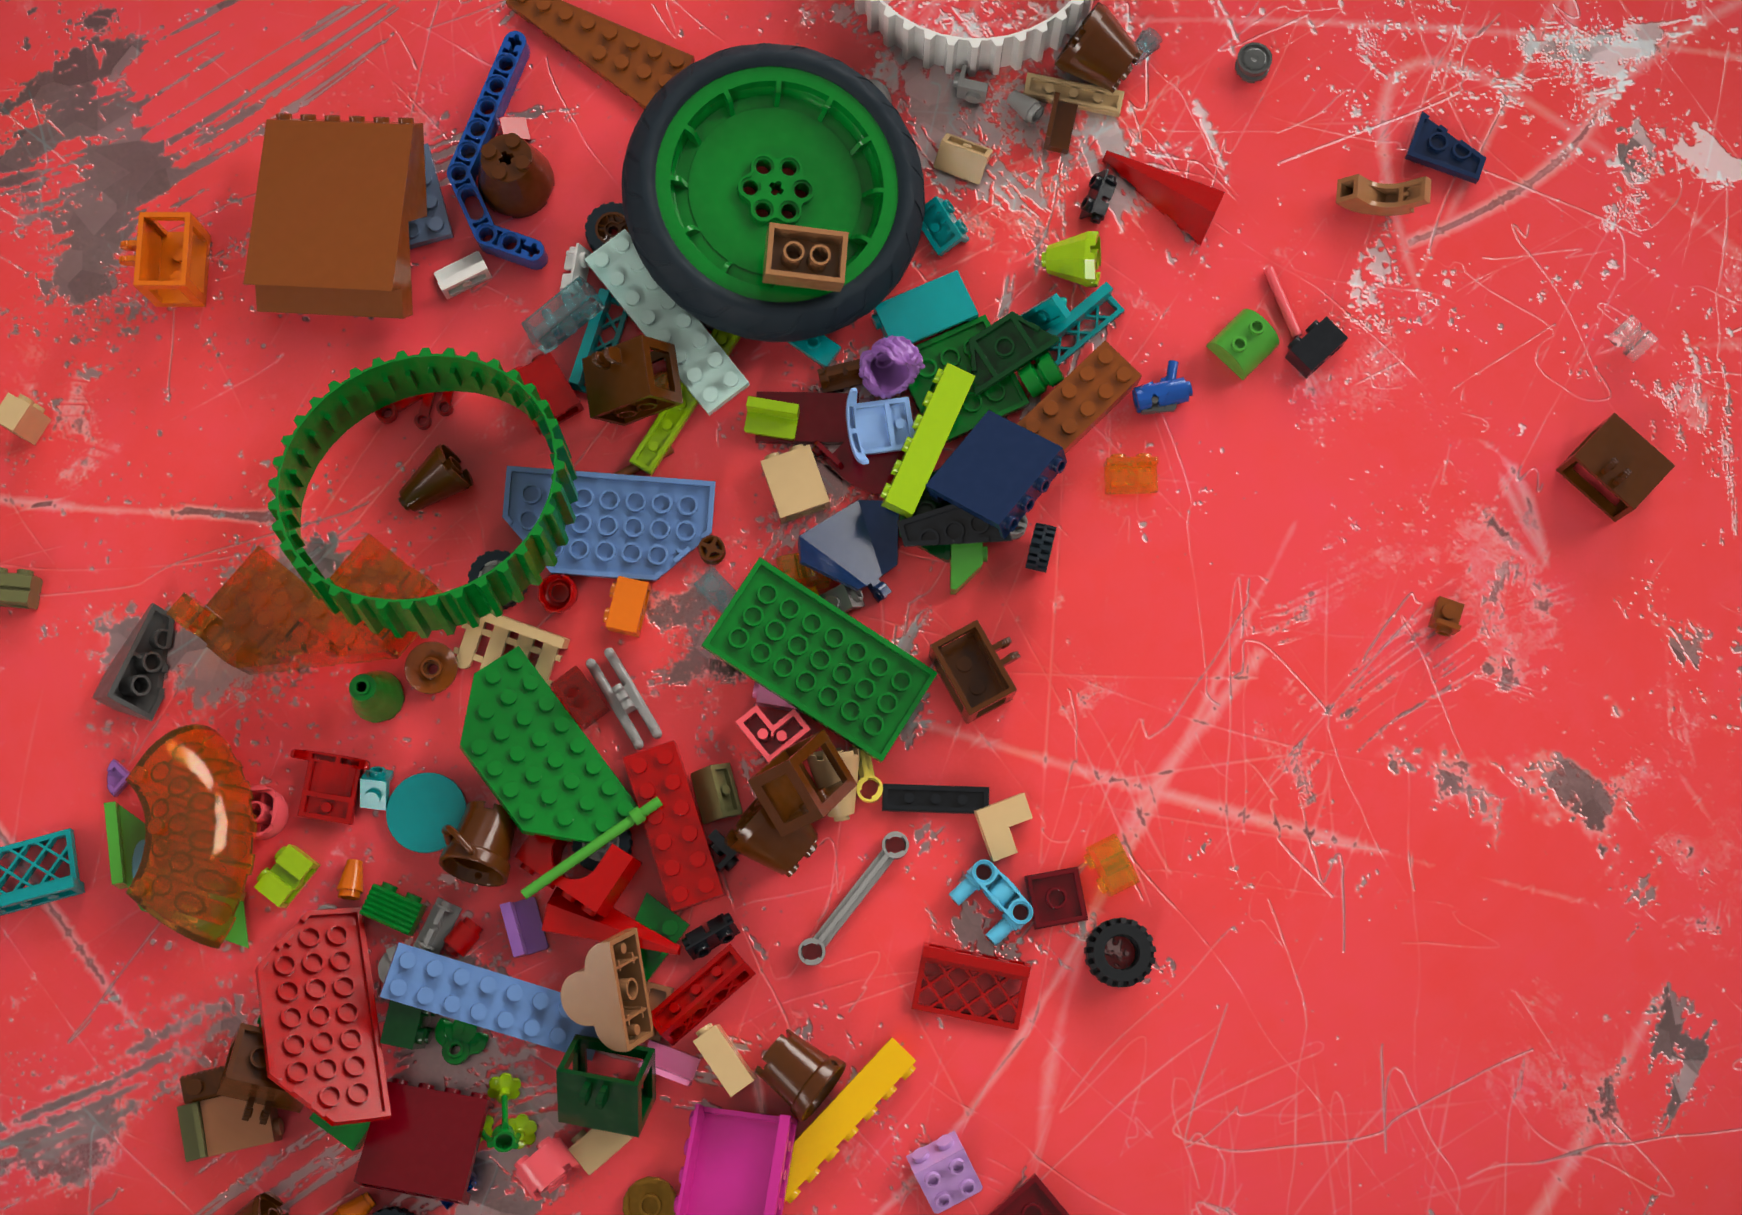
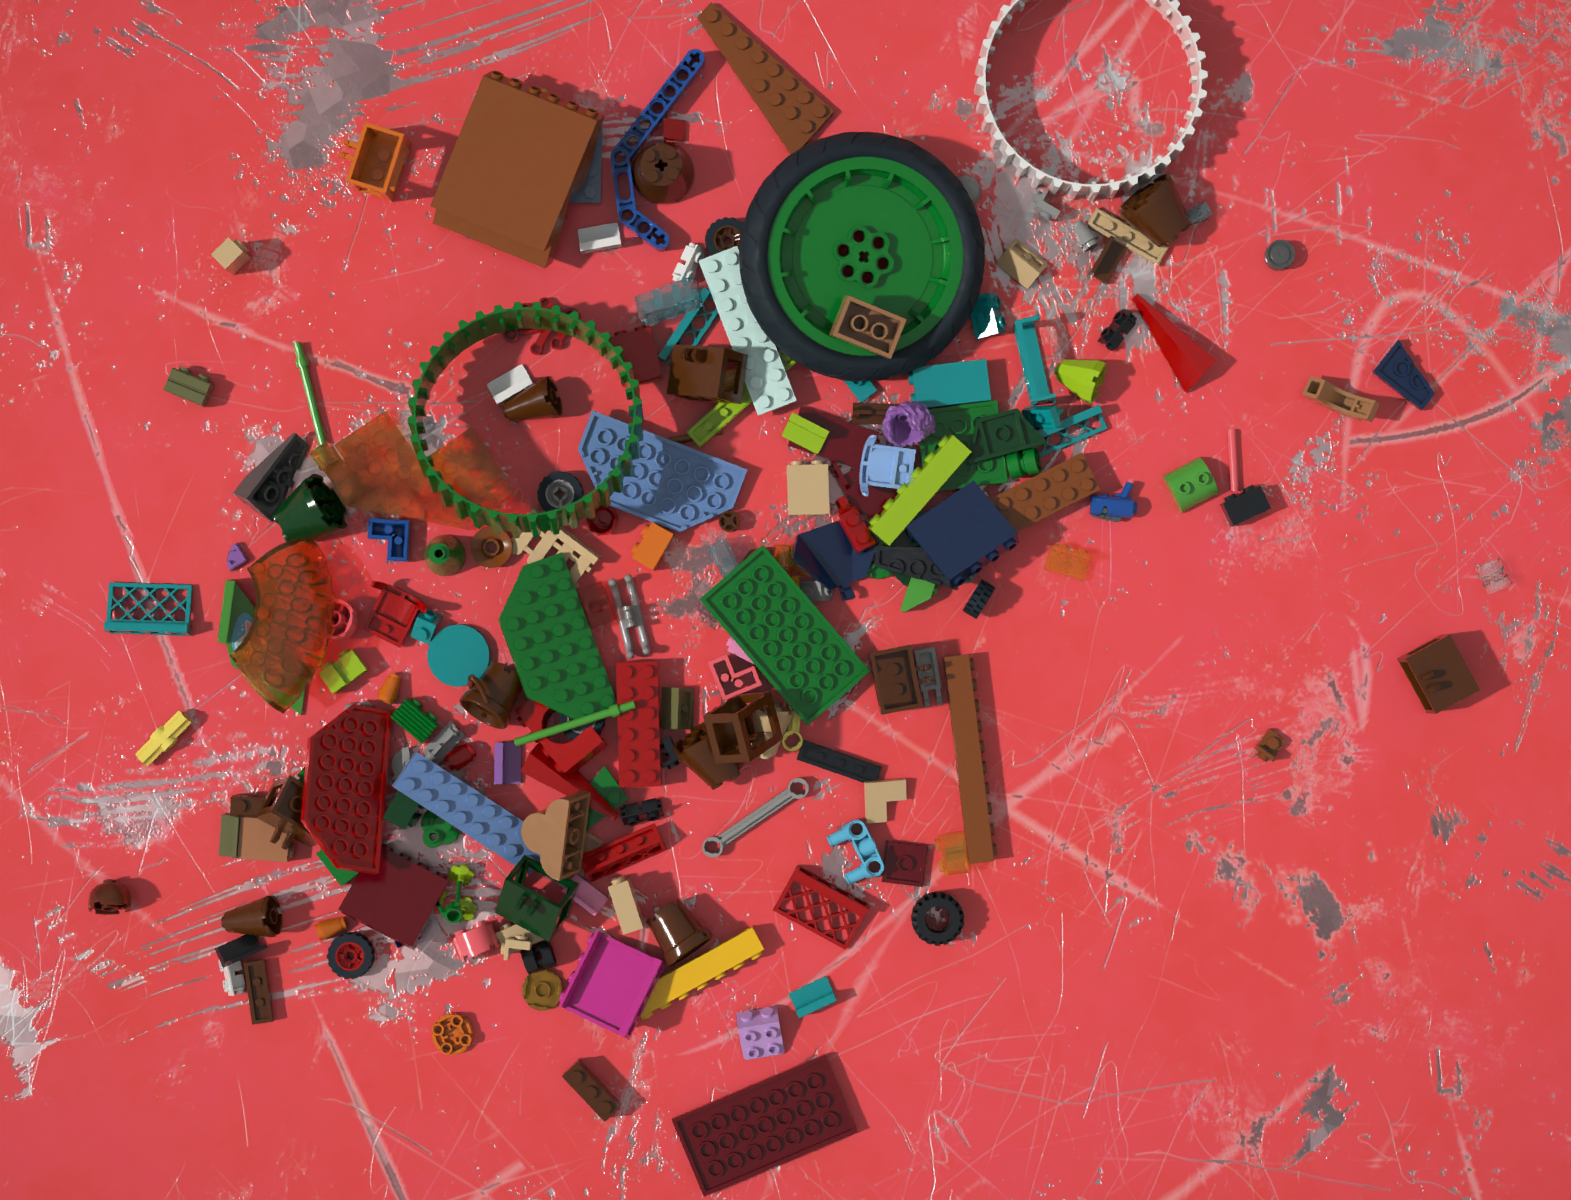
camera: 20 degrees right, 10 degrees up
(78, 1031) = (163, 738): none -> light yellow piece
(143, 522) = (302, 364): none -> bright green bar
(193, 688) = (311, 511): none -> dark green cone
(309, 686) = (397, 534): none -> blue brick
(400, 470) = (509, 384): none -> white panel
(601, 1150) = (519, 942): none -> tan bracket
(623, 1168) = (531, 959): none -> black wheel
(863, 508) = (854, 525): none -> red hinge
(910, 555) = (878, 573): none -> green tile
(996, 1103) = (812, 996): none -> teal panel
(1008, 257) = (1032, 361): none -> teal piece
(1018, 666) = (924, 657): none -> light grey hinge
(1092, 743) = (968, 759): none -> dark orange brick

